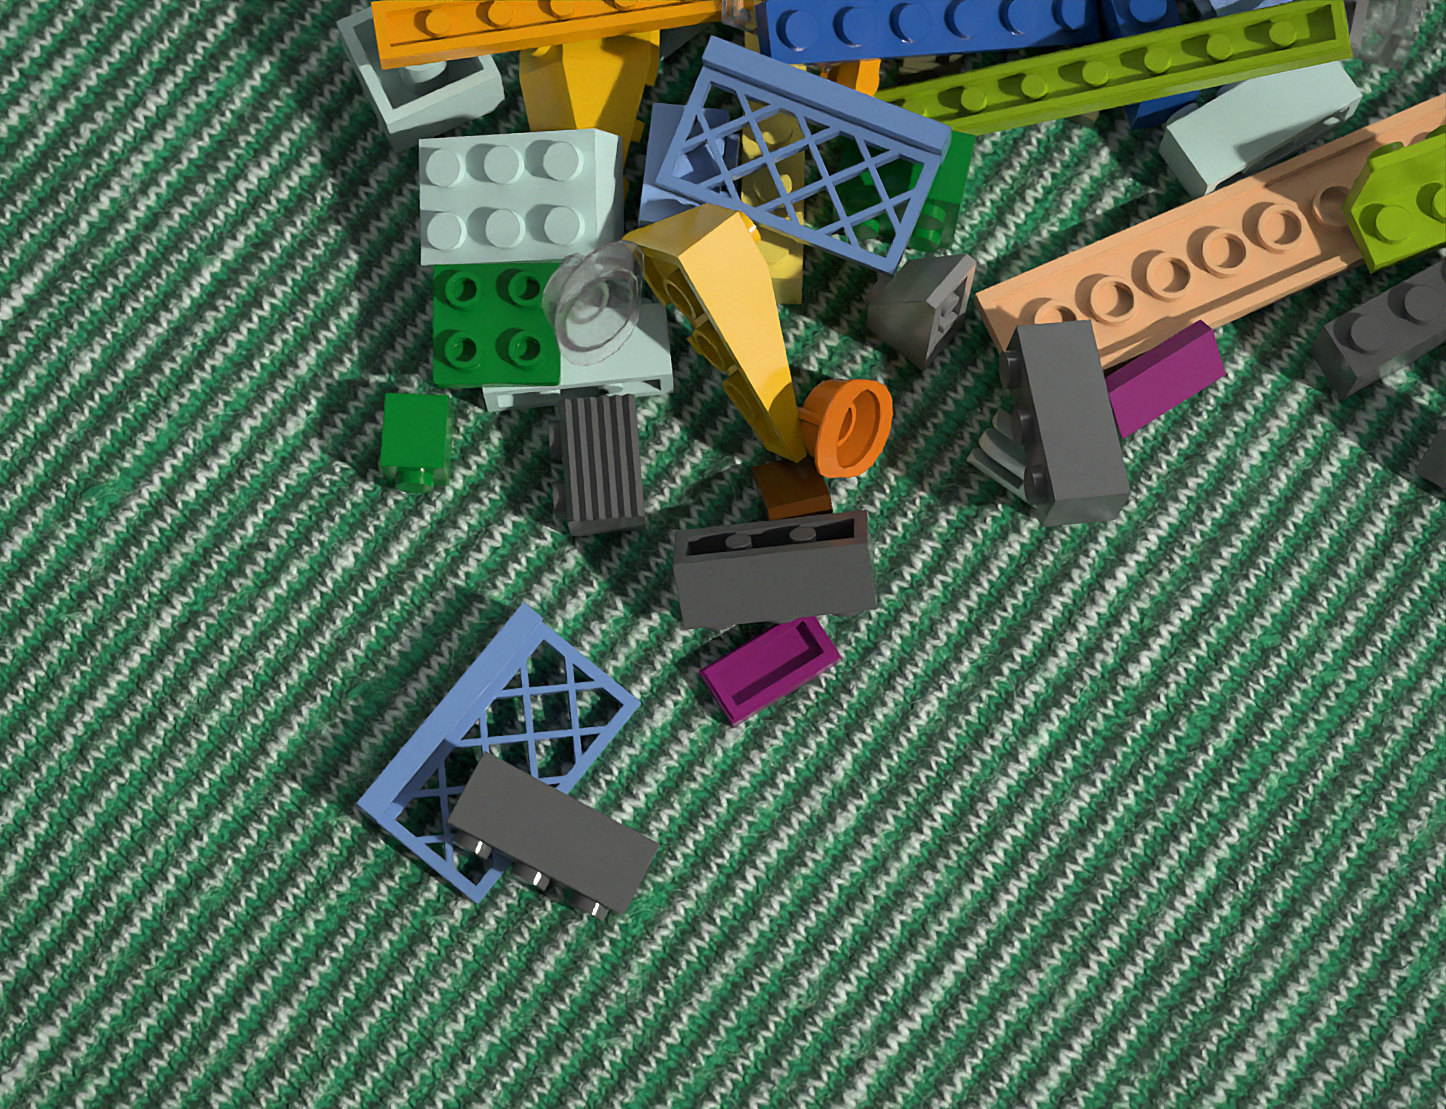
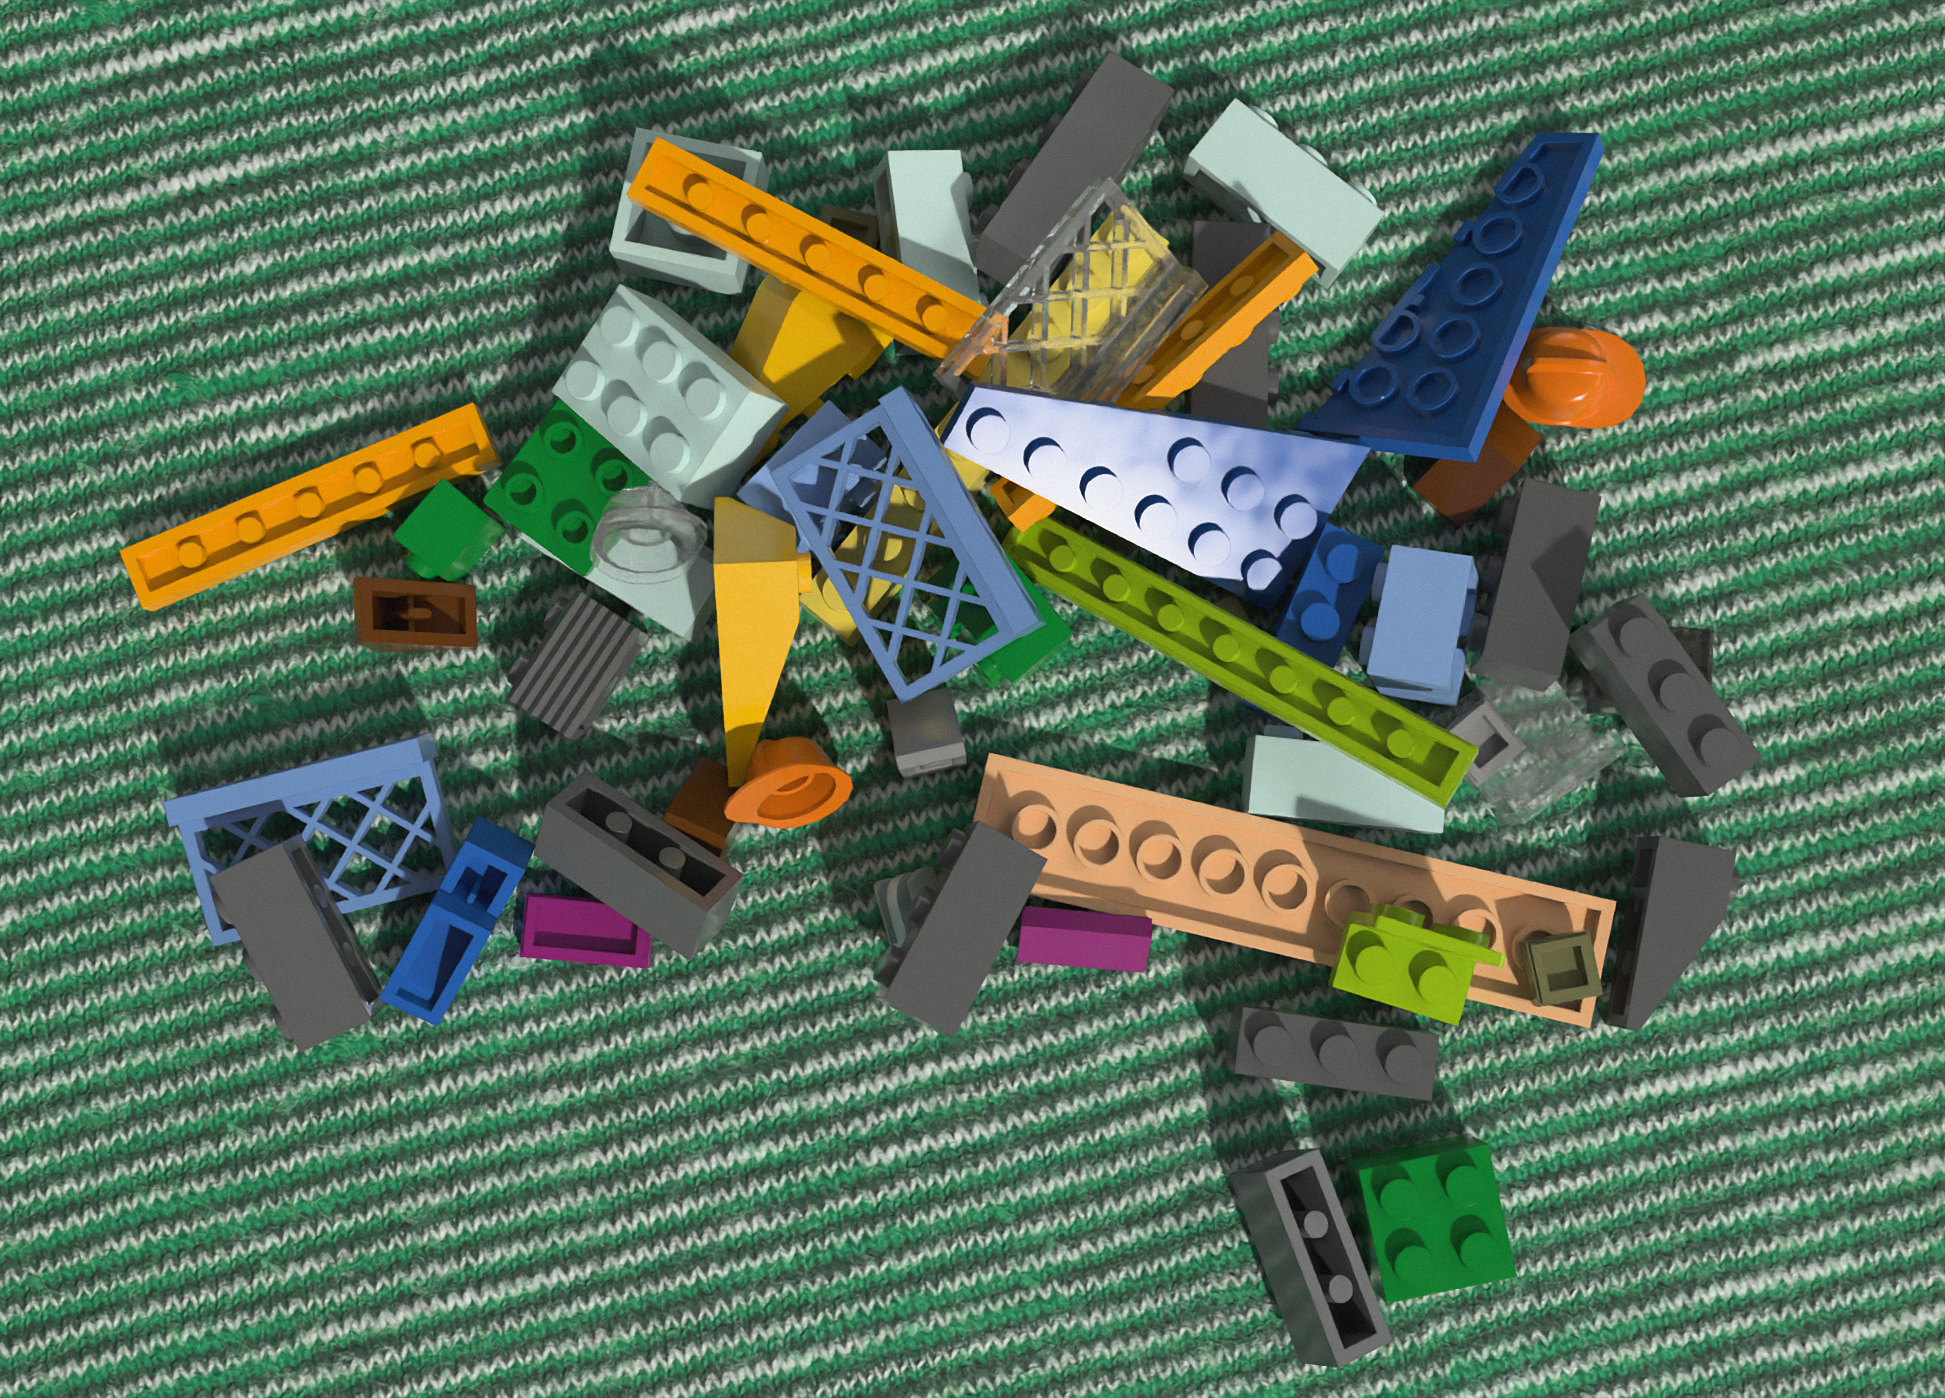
camera: 35 degrees right, 10 degrees up
(287, 505) = (309, 507): none -> light orange plate
(441, 522) = (414, 615): none -> reddish brown slope
(664, 730) = (458, 921): none -> blue slope

